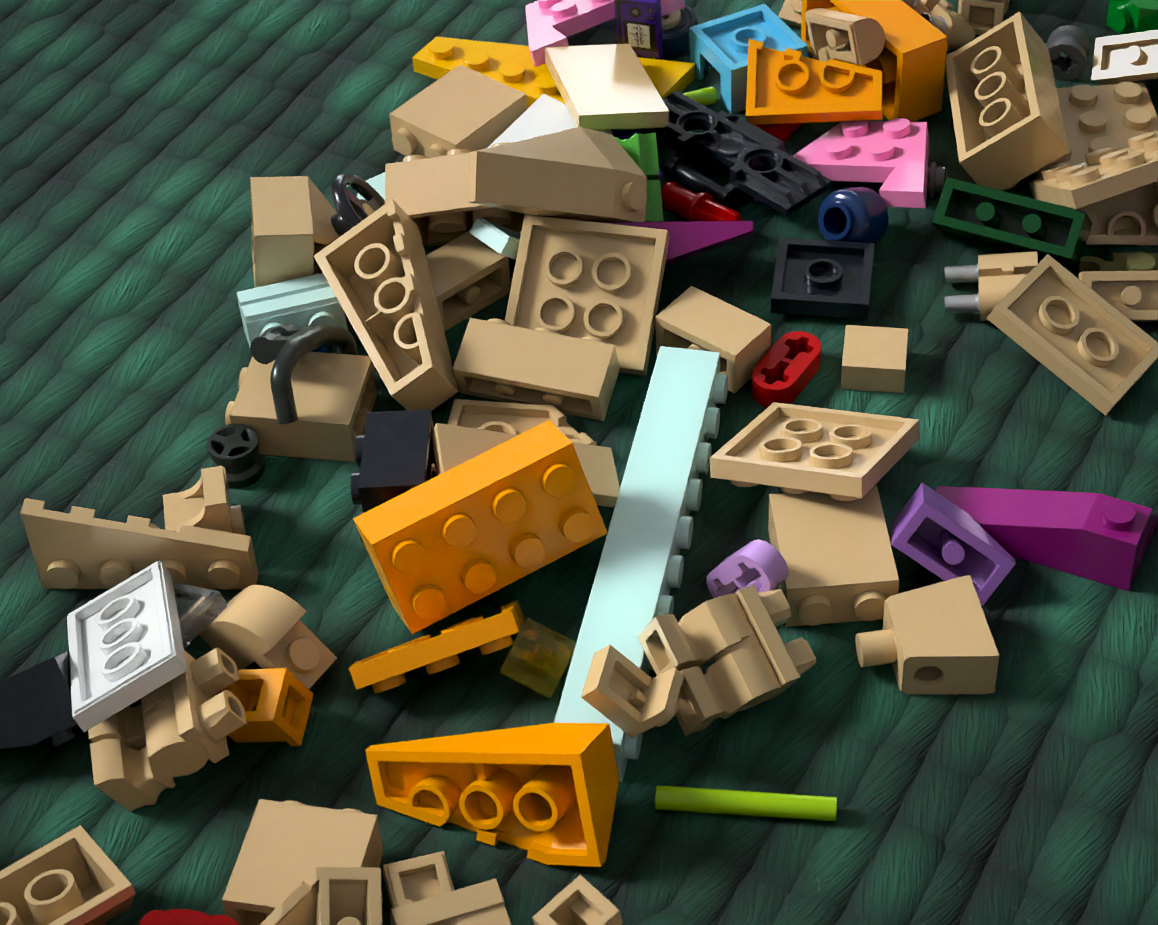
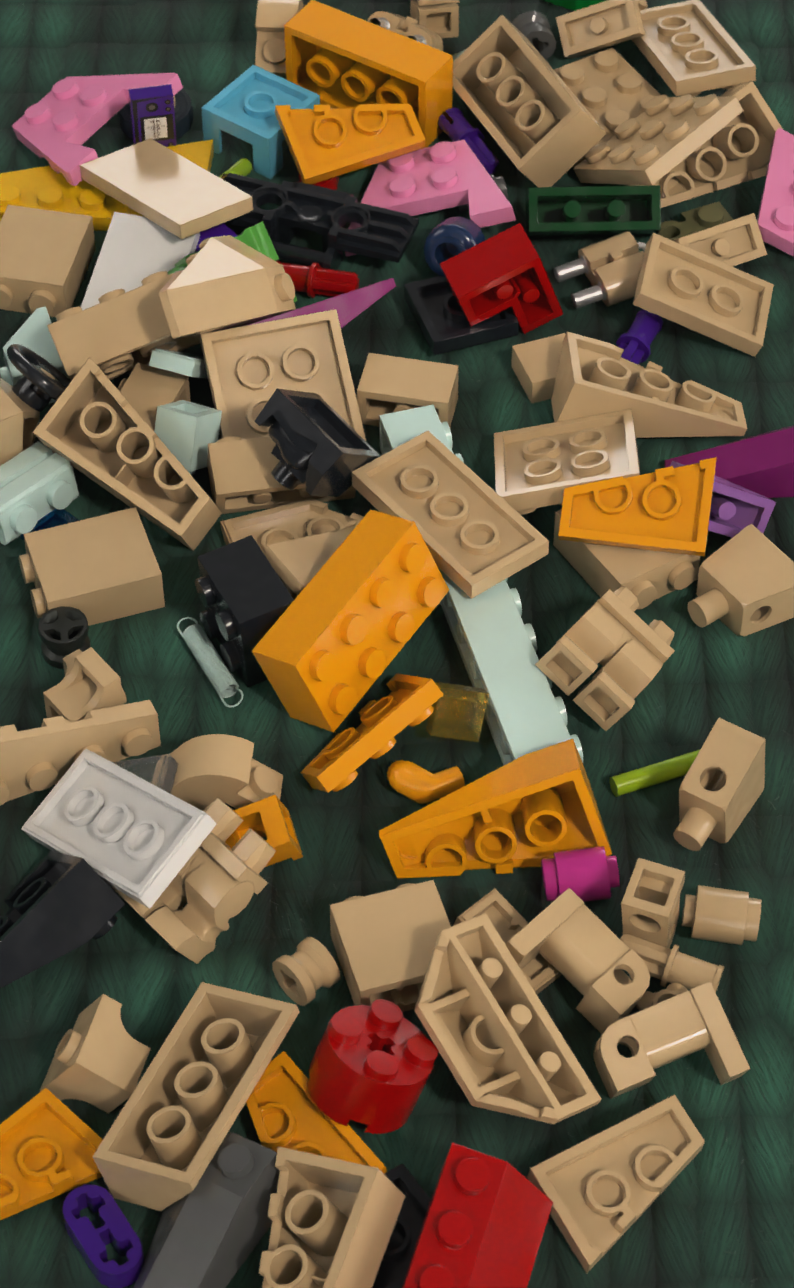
camera: 30 degrees left, 5 degrees up
(207, 859) = (306, 971): none -> tan wheel
(285, 346) = (74, 518): pearl dark grey piece -> none
(349, 542) = (210, 661): none -> light aqua piece
(459, 716) = (421, 784): none -> light orange arm
(466, 297) = (187, 431): none -> light aqua brick
(541, 870) = (584, 871): none -> dark pink brick
(558, 345) = (312, 443): none -> black brick
(630, 695) = (568, 713): tan bracket -> none
(652, 459) = (460, 517): none -> tan plate
(751, 839) = (720, 785): none -> tan torso
(753, 564) = (572, 580): lavender beam -> none
(777, 365) = (475, 400): red beam -> none
(844, 36) = (357, 80): tan brick -> none
(850, 521) = (643, 511): none -> light orange wing
(871, 251) = (503, 275): none -> red brick
(940, 129) = (474, 137): none -> dark purple axle
(955, 421) = (599, 381): none -> tan wedge
(975, 366) = (640, 337): none -> dark purple axle

